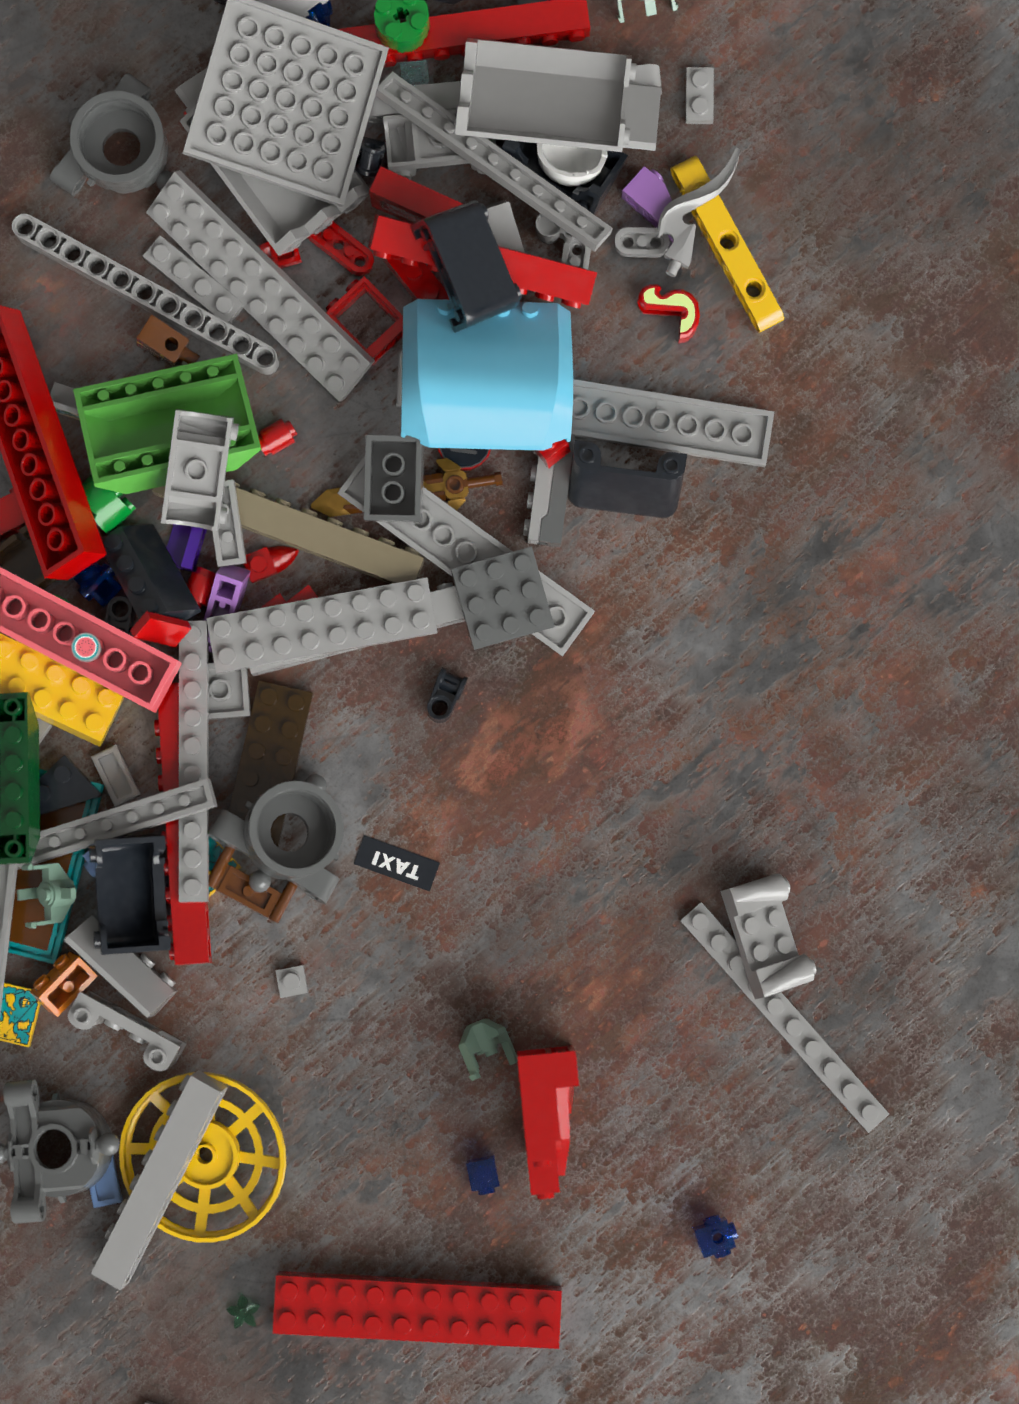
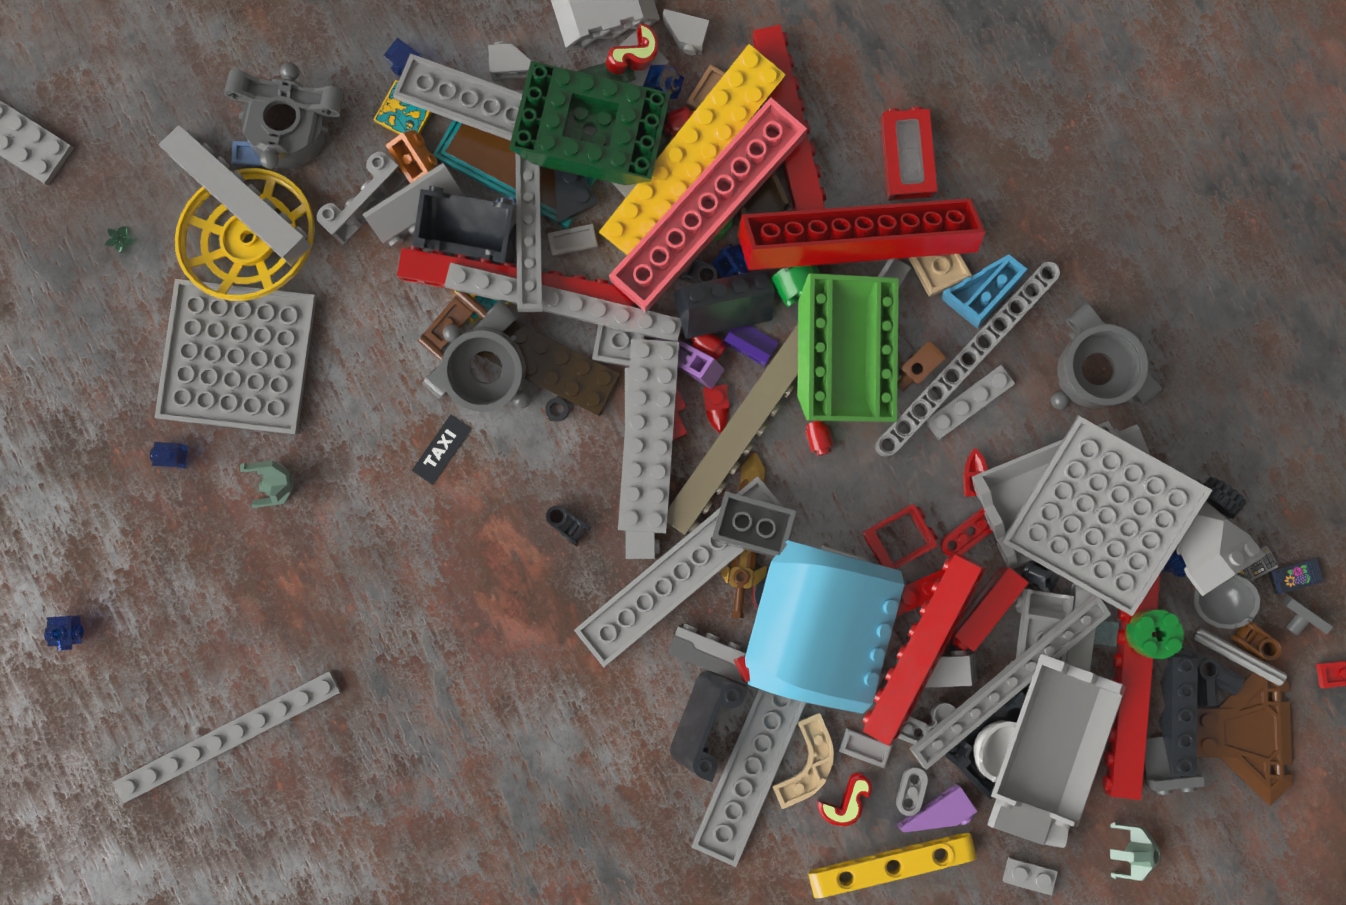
camera: 110 degrees right, 0 degrees up
(53, 346) = (940, 271): none -> tan plate
(54, 893) = (486, 166): sand green piece -> none
(63, 292) = (983, 292): none -> dark azure wedge
(86, 647) = (674, 234): tile -> none
(160, 629) = (676, 300): red tile -> none
(198, 469) = (801, 362): light grey piece -> none
(229, 537) = (754, 377): light grey plate -> none
(260, 285) = (951, 455): light grey plate -> none
(292, 981) = (368, 341): light grey plate -> none
(328, 746) = (556, 418): none -> black piece
(351, 1130) = (236, 358): none -> light grey plate
(417, 1309) = (77, 376): red brick -> none
(468, 263) = (920, 636): black windscreen -> none
(502, 598) = (633, 592): dark grey plate -> none
(547, 1100) = (215, 524): red panel -> none
(608, 304) = (865, 748): none -> light grey tile
(641, 350) = (817, 767): none -> tan plate
(683, 234) = (922, 823): light grey piece -> none
(766, 937) = (293, 739): light grey piece -> none

